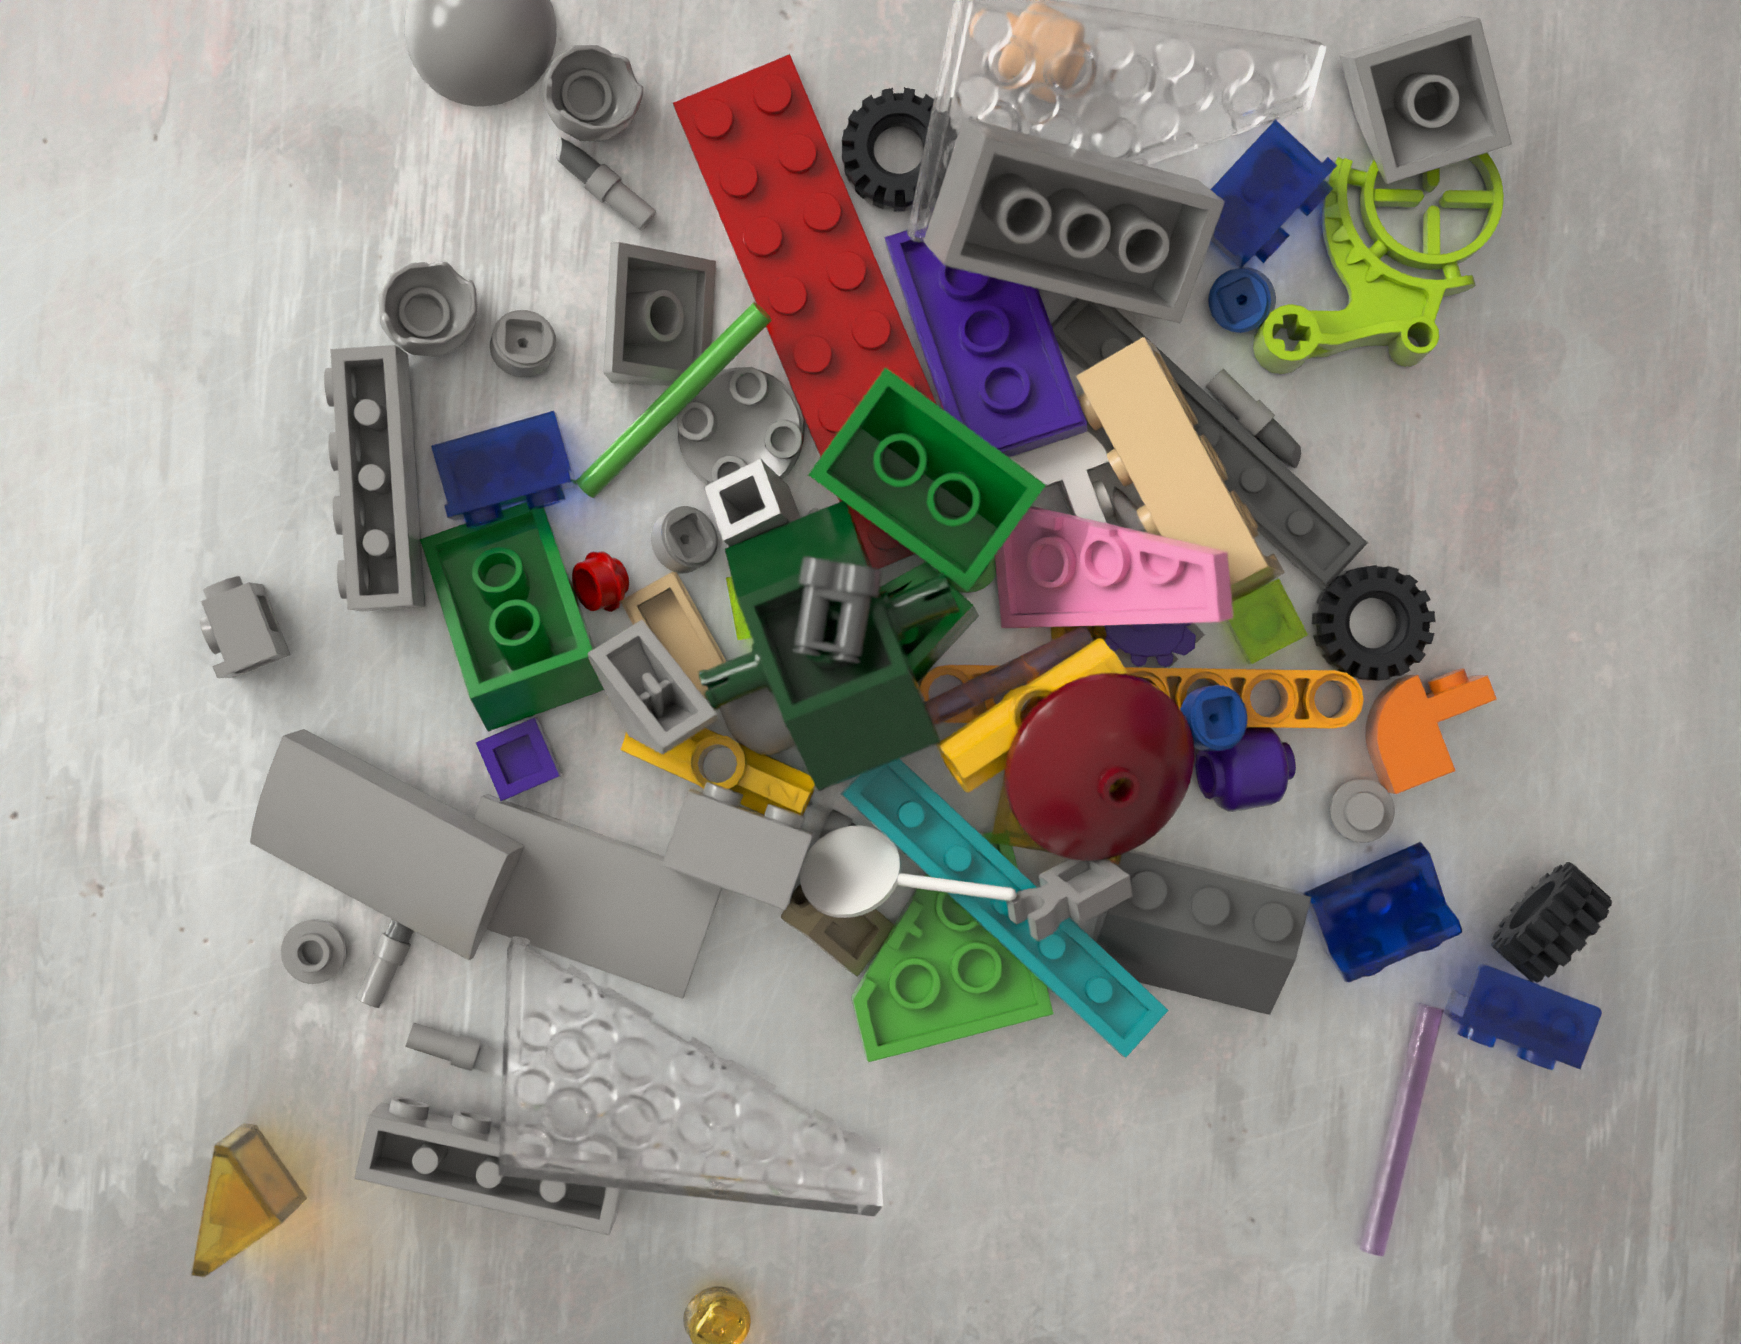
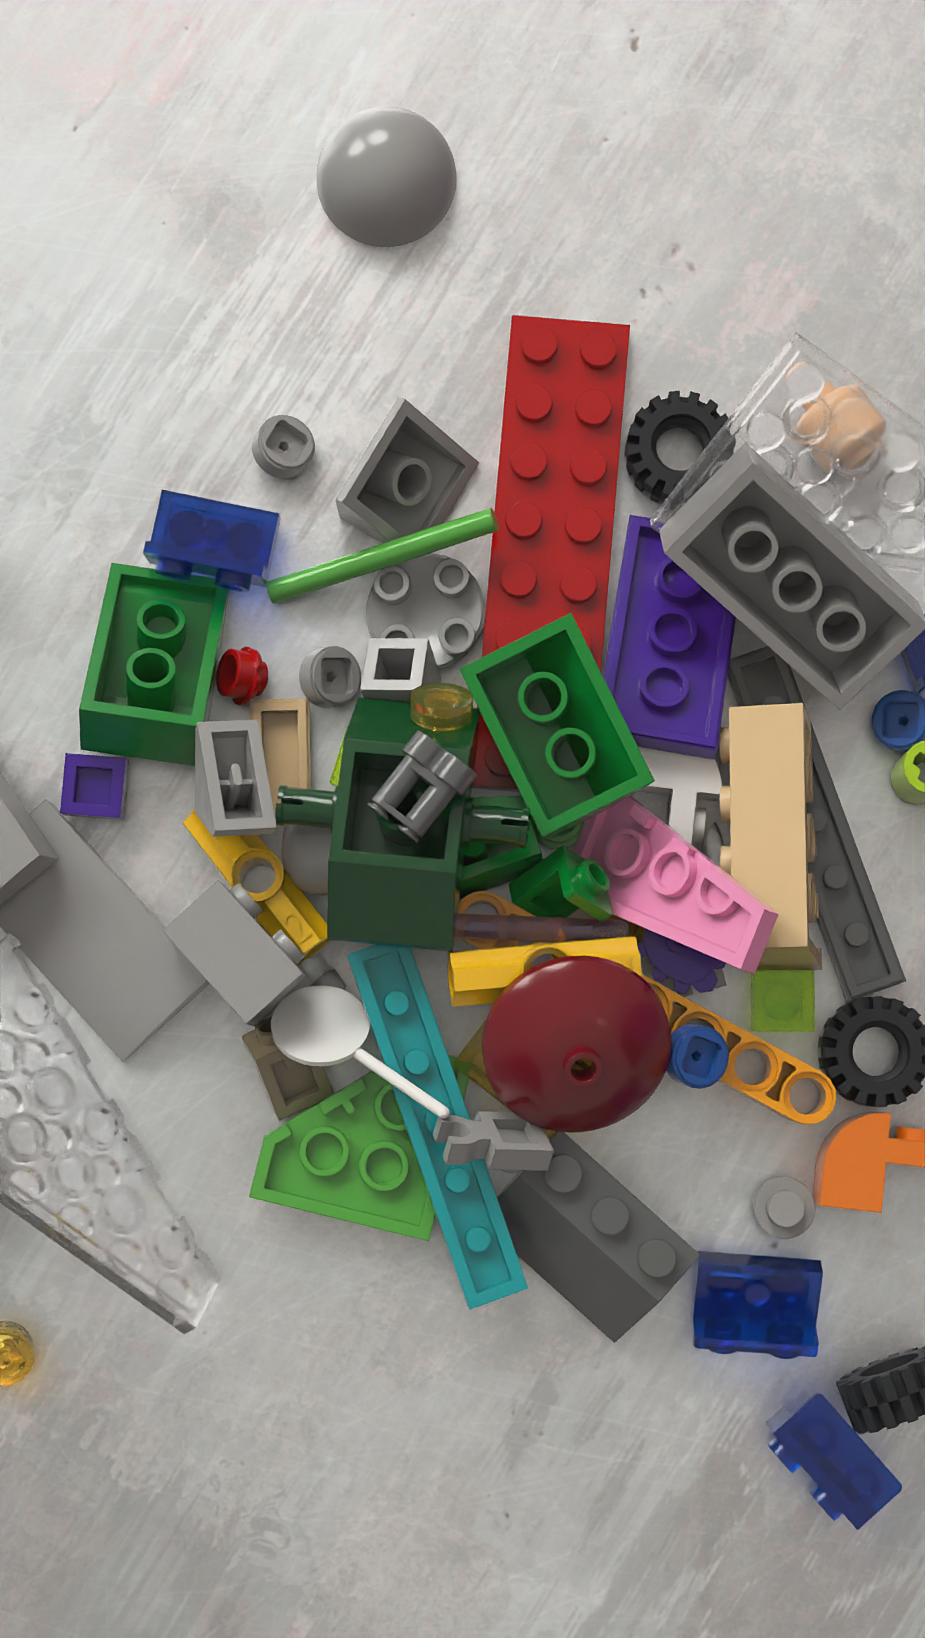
camera: 30 degrees right, 5 degrees down
(376, 478) = (101, 492): light grey brick -> none
(428, 308) = (220, 377): light grey hair -> none
(591, 93) = (448, 272): light grey hair -> none
(604, 184) = (421, 353): light grey piece -> none
(809, 518) = (441, 706): none -> clear yellow tile
(1007, 624) = (562, 886): none -> green bracket
(1247, 774) = (702, 1120): dark purple head -> none
(1255, 417) = (864, 826): light grey piece -> none
(1401, 1129) = (676, 1504): clear purple bar -> none

